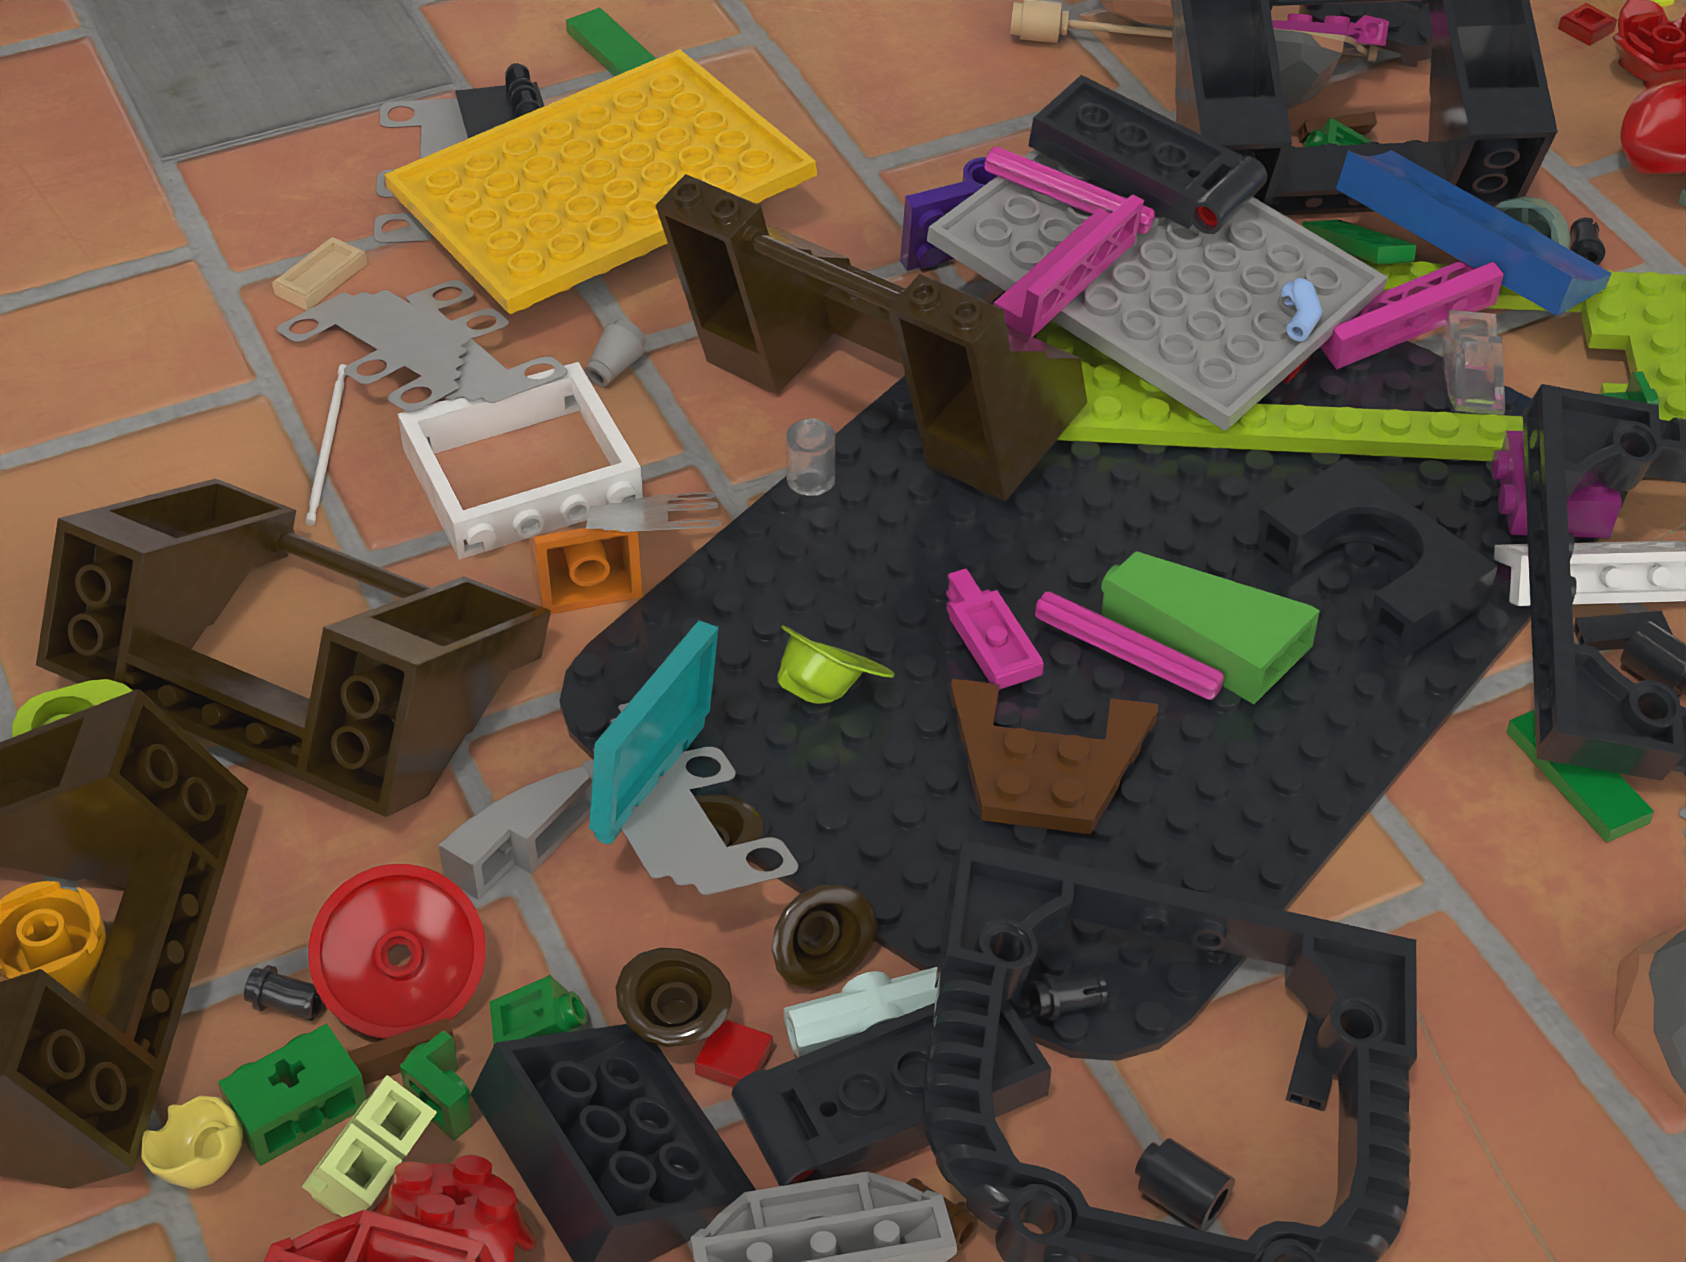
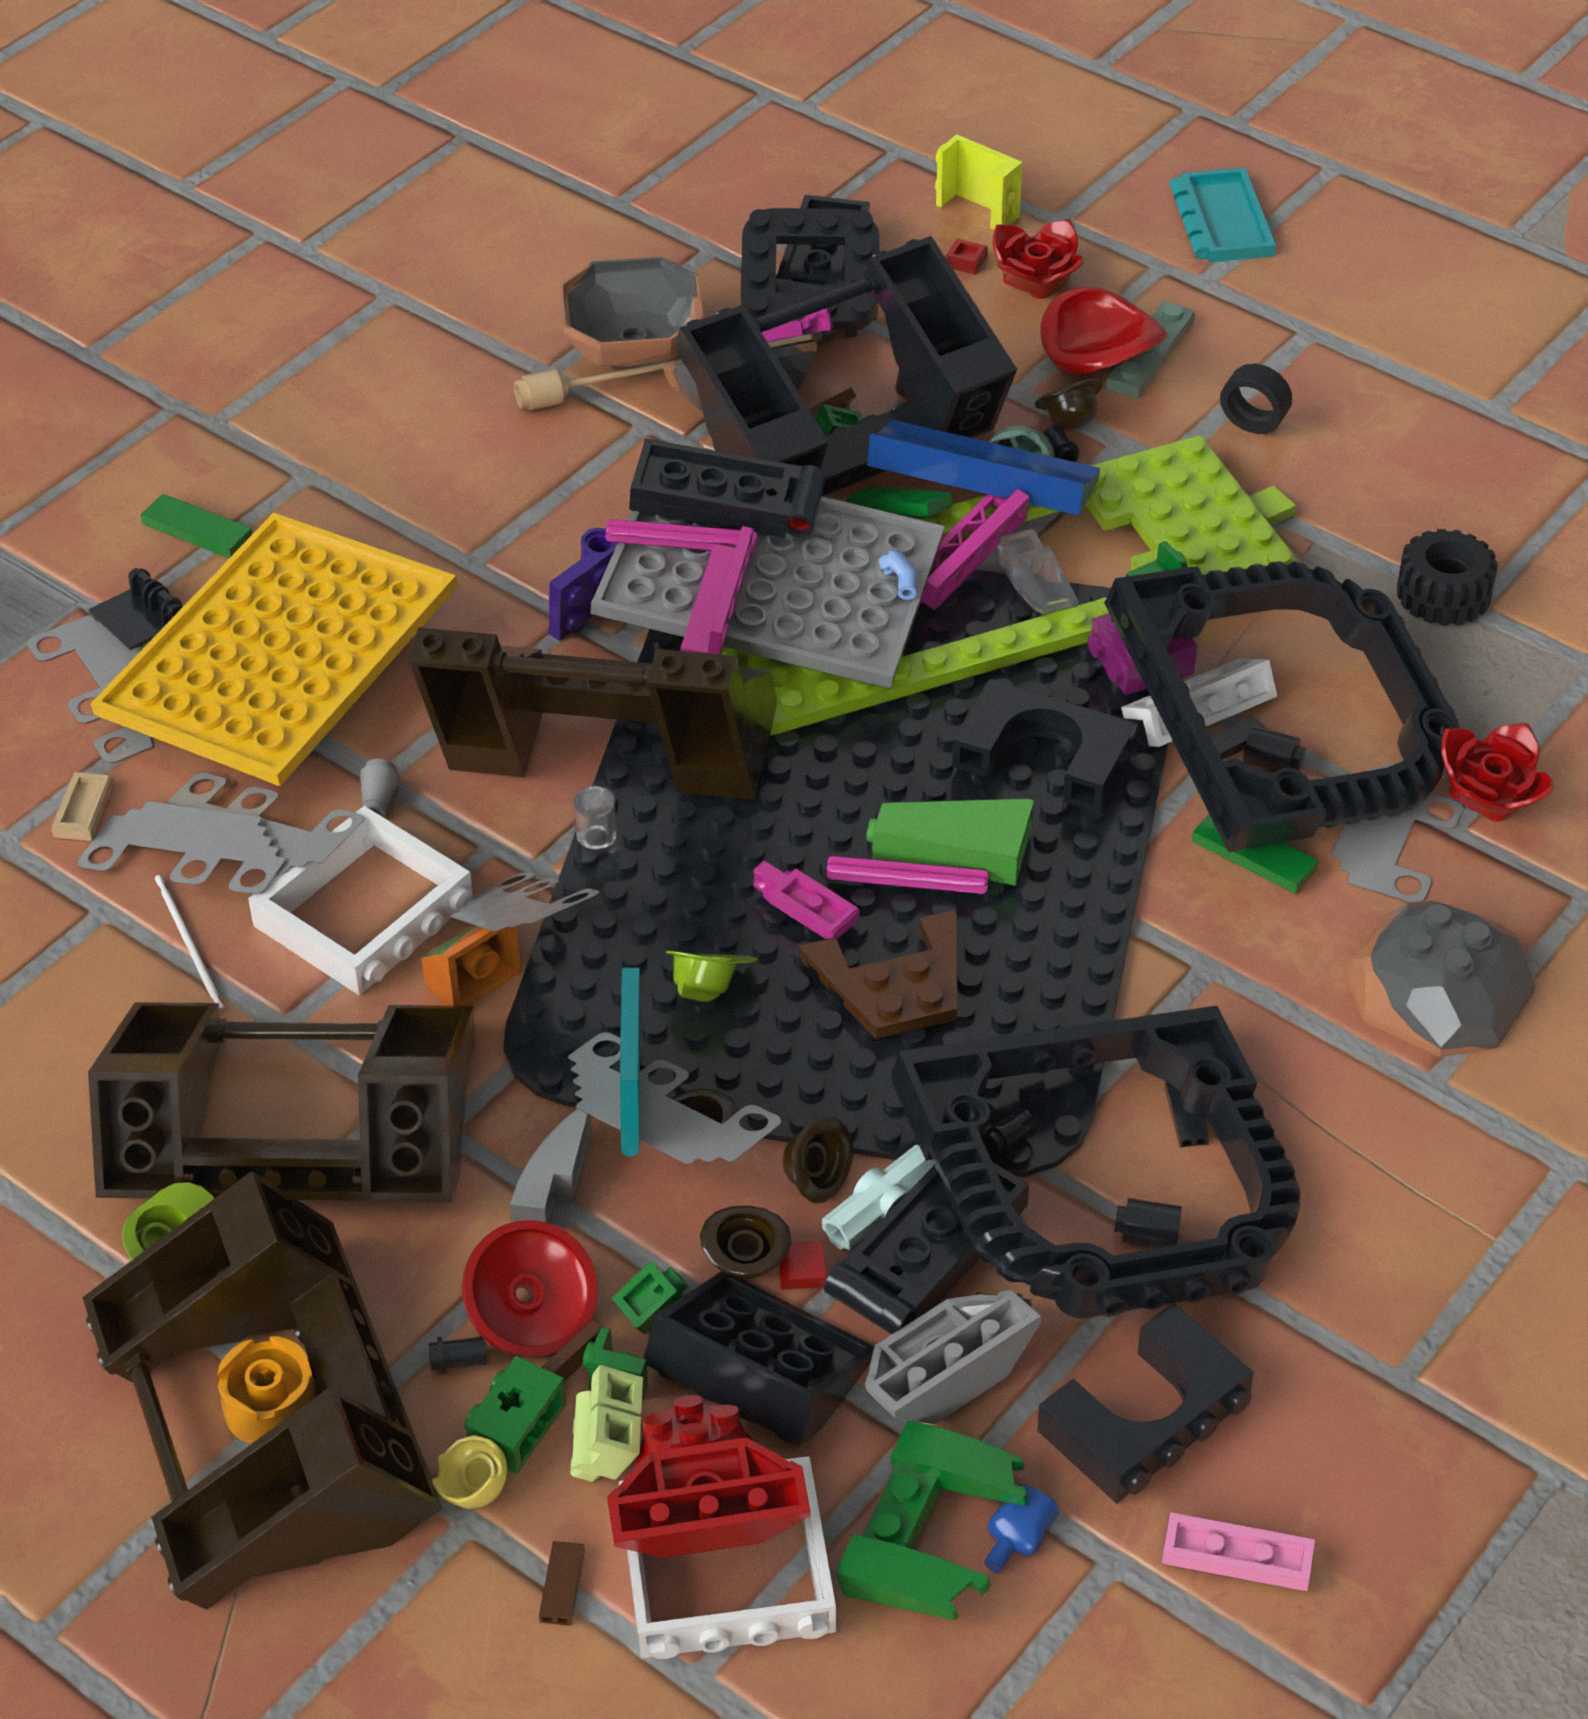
camera: 25 degrees left, 0 degrees up
(1623, 201) = (1072, 404): none -> dark brown hat

